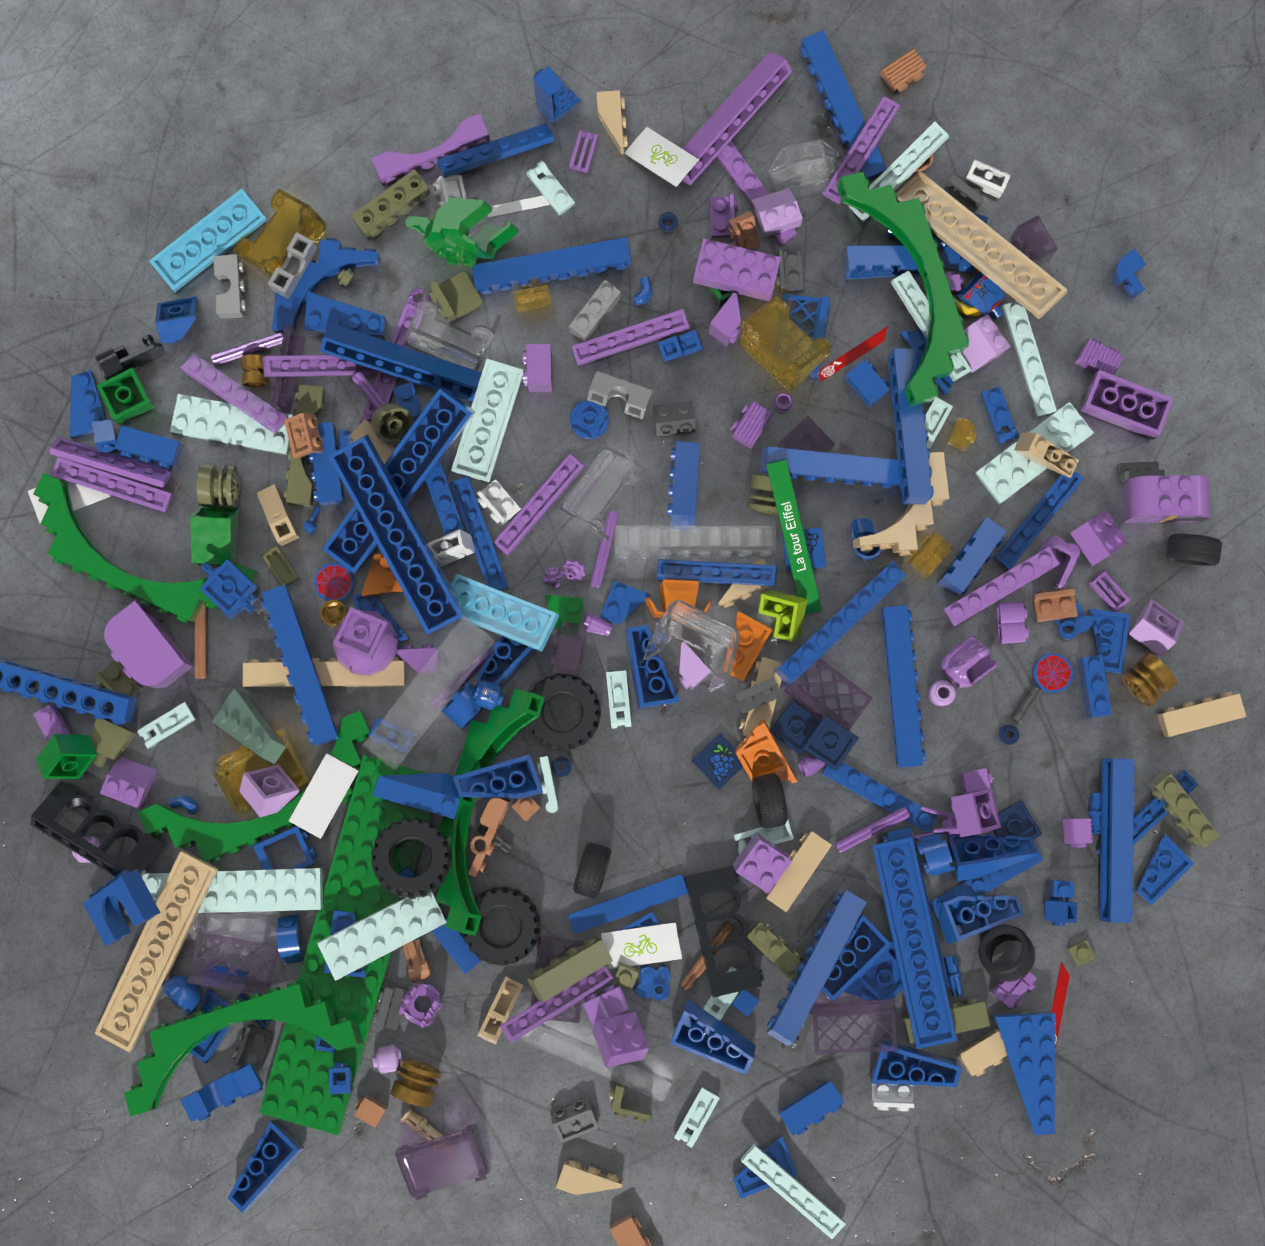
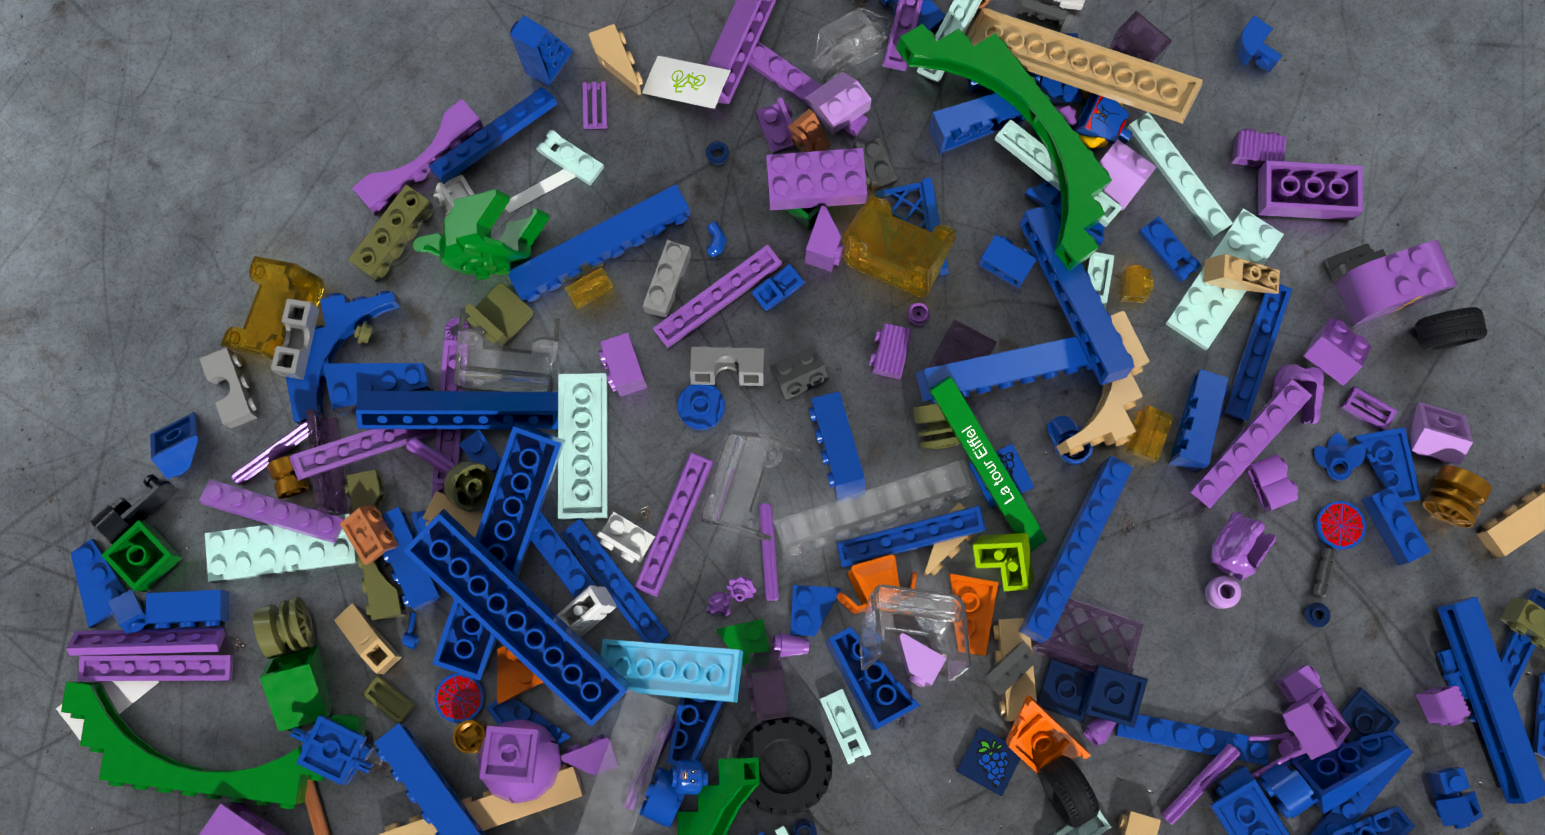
camera: 15 degrees left, 5 degrees down
(208, 238) = (190, 336): medium azure plate -> none
(853, 354) = (978, 234): red sticker -> none
(901, 686) = (1174, 601): blue brick -> none
(1055, 604) = (1314, 445): nougat bracket -> none

